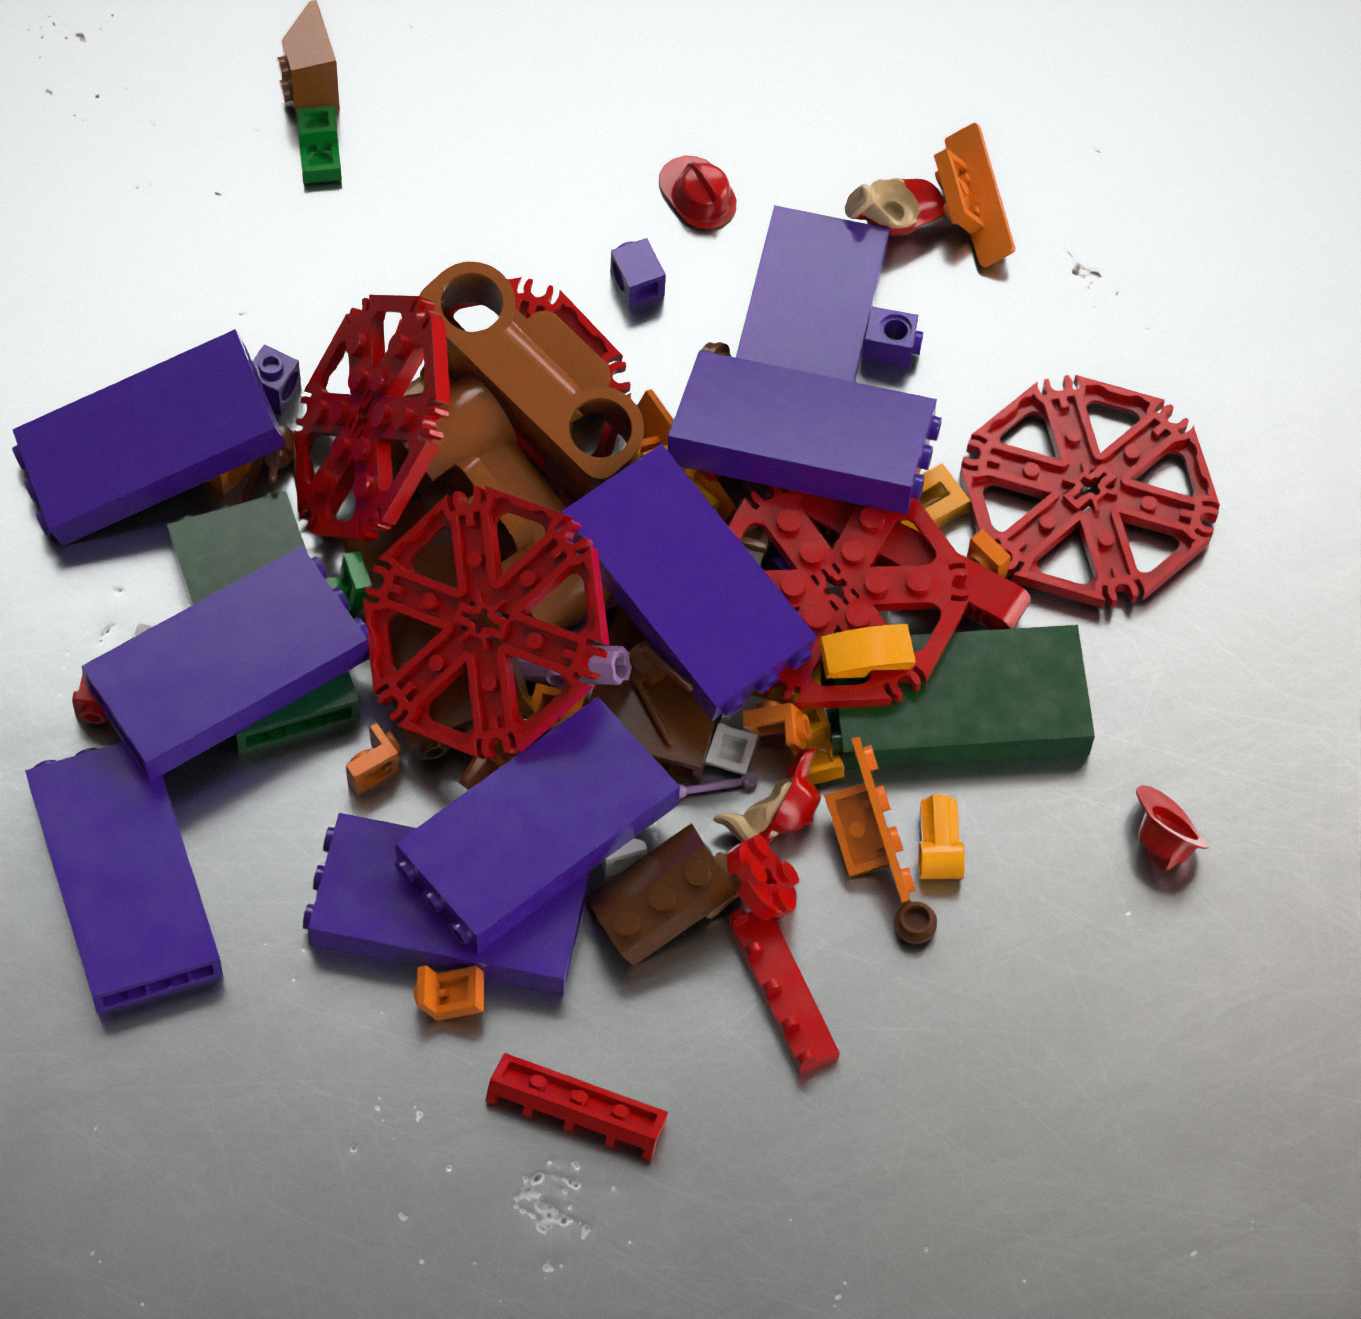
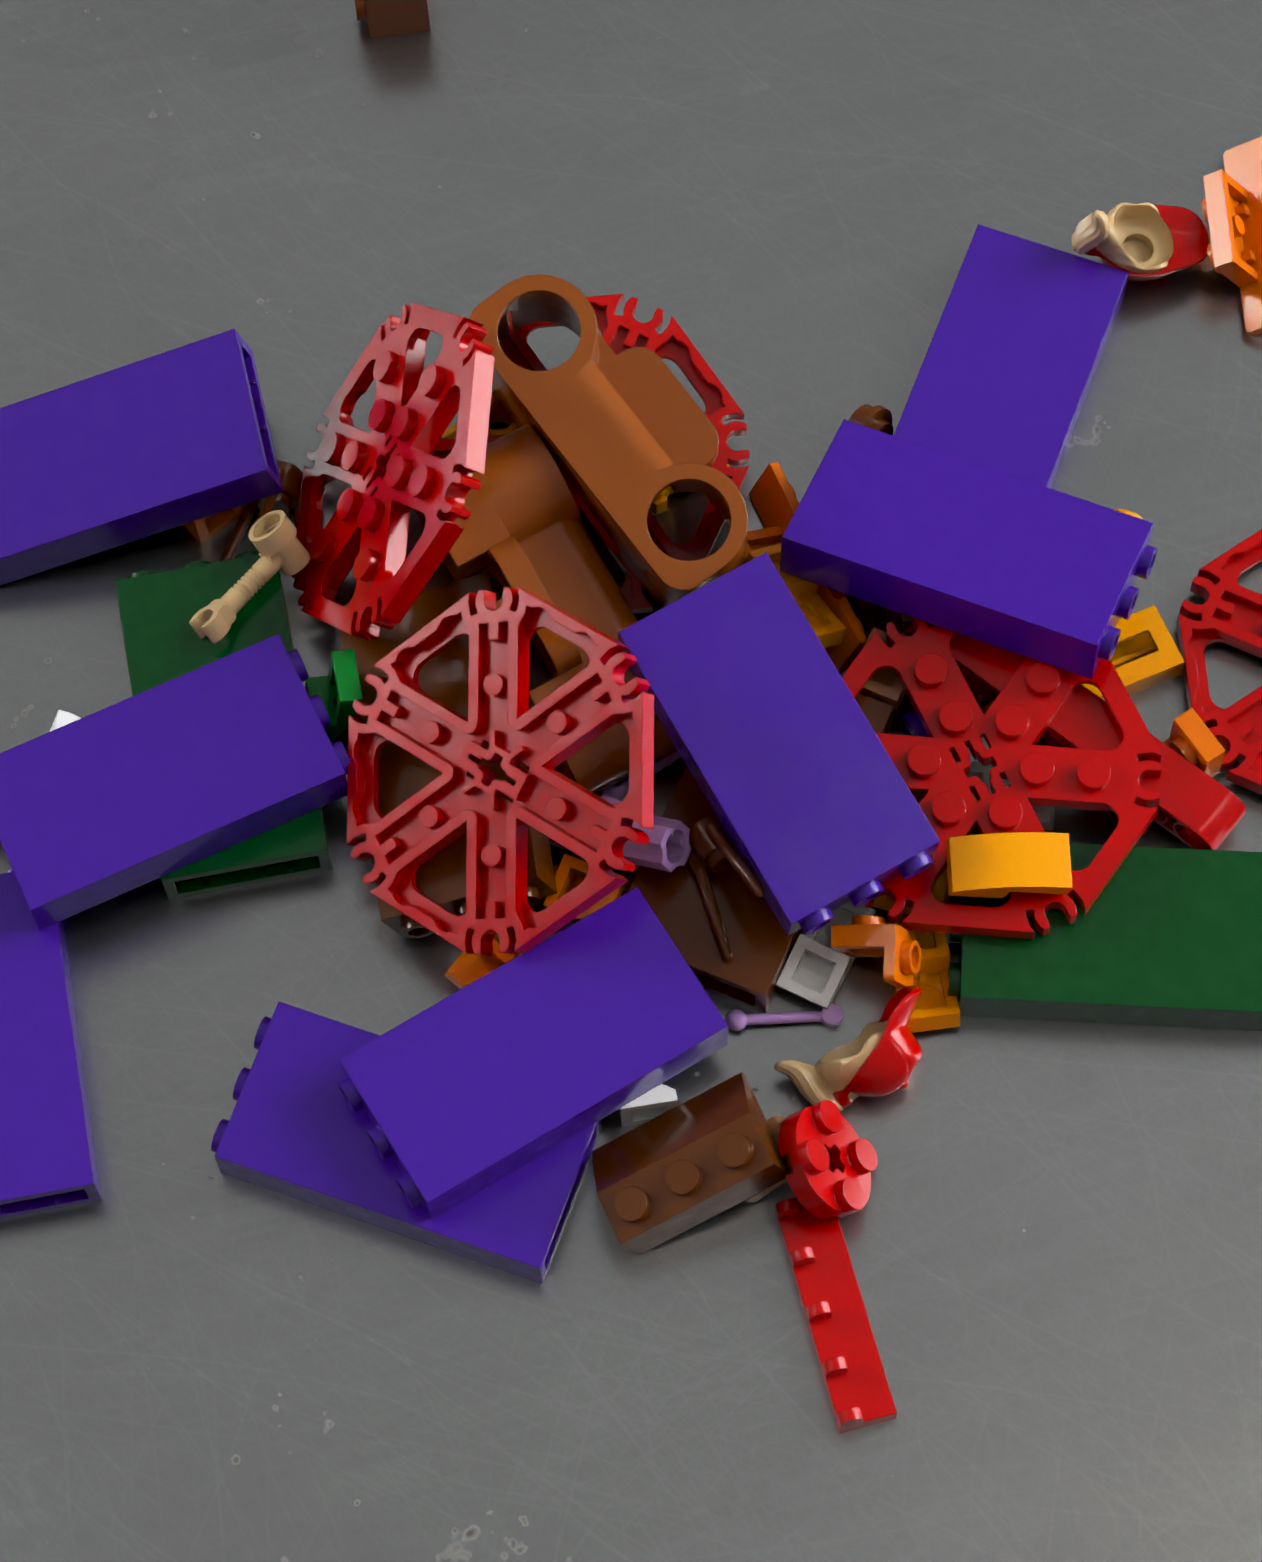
camera: 15 degrees right, 5 degrees up
(279, 377) = (289, 395): brick -> none
(290, 488) = (279, 550): none -> tan brick
(318, 144) = (394, 80): green slope -> none
(375, 765) = (340, 939): orange bracket -> none
(449, 992) = (389, 1264): orange bracket -> none
(577, 1103) = (537, 1439): red hinge -> none
(637, 272) = (784, 297): brick -> none
(698, 191) = (883, 193): red piece -> none
(862, 827) = (973, 1103): orange bracket -> none
(892, 323) = (1105, 403): dark purple brick -> none
(915, 922) = (1026, 1242): reddish brown plate -> none
(940, 850) = (1075, 1144): light orange piece -> none

